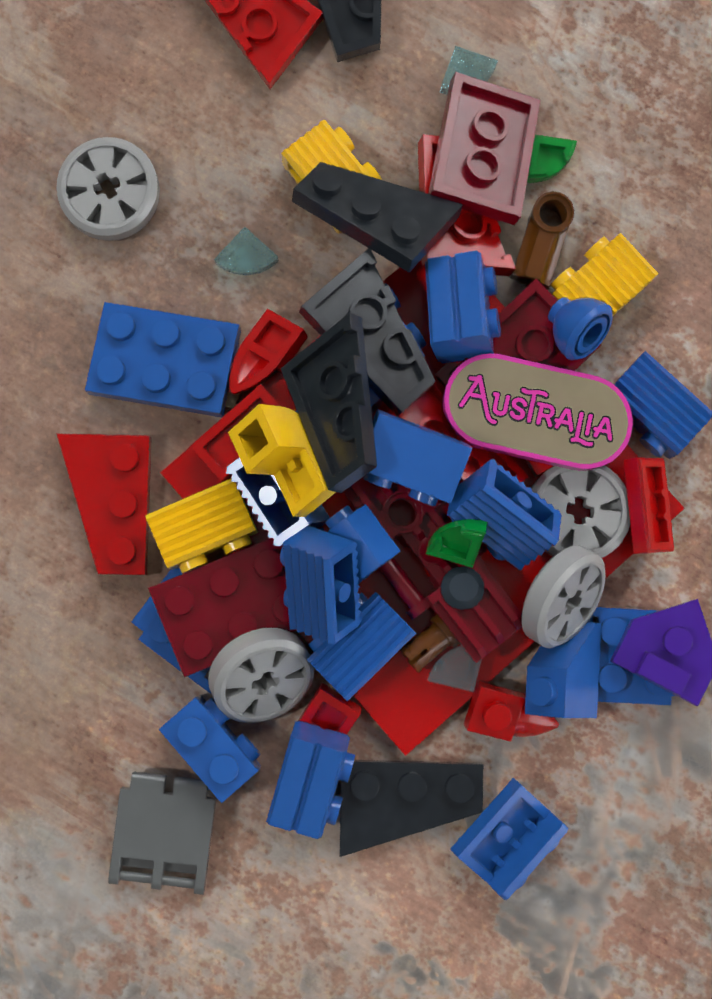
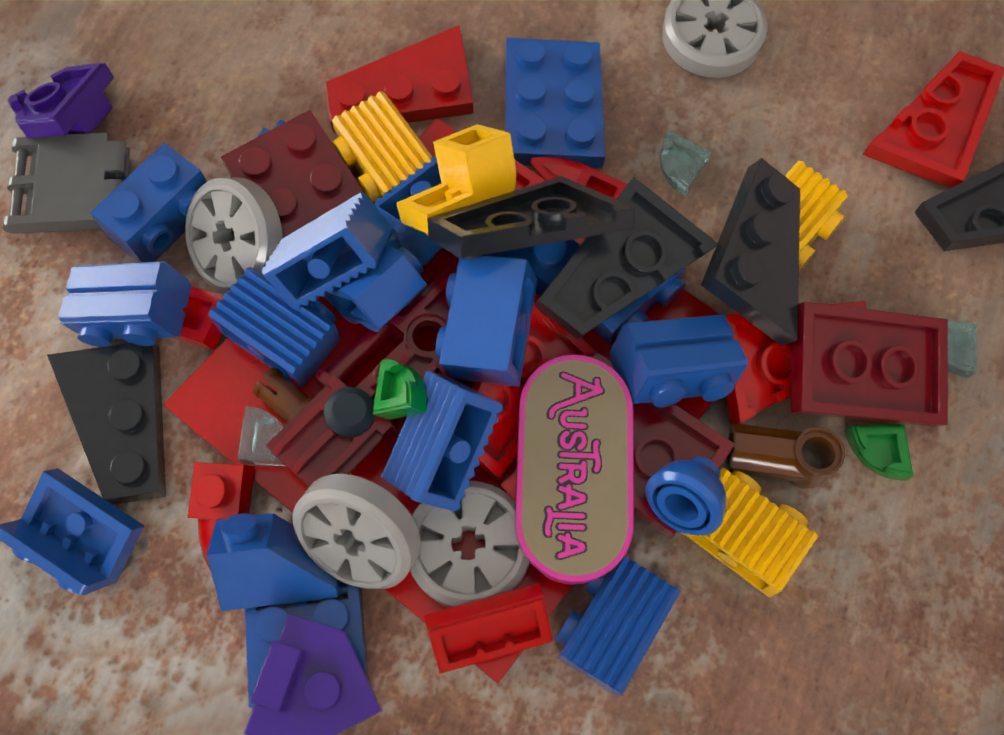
camera: 85 degrees right, 15 degrees down
(75, 833) = (65, 106): none -> dark purple plate

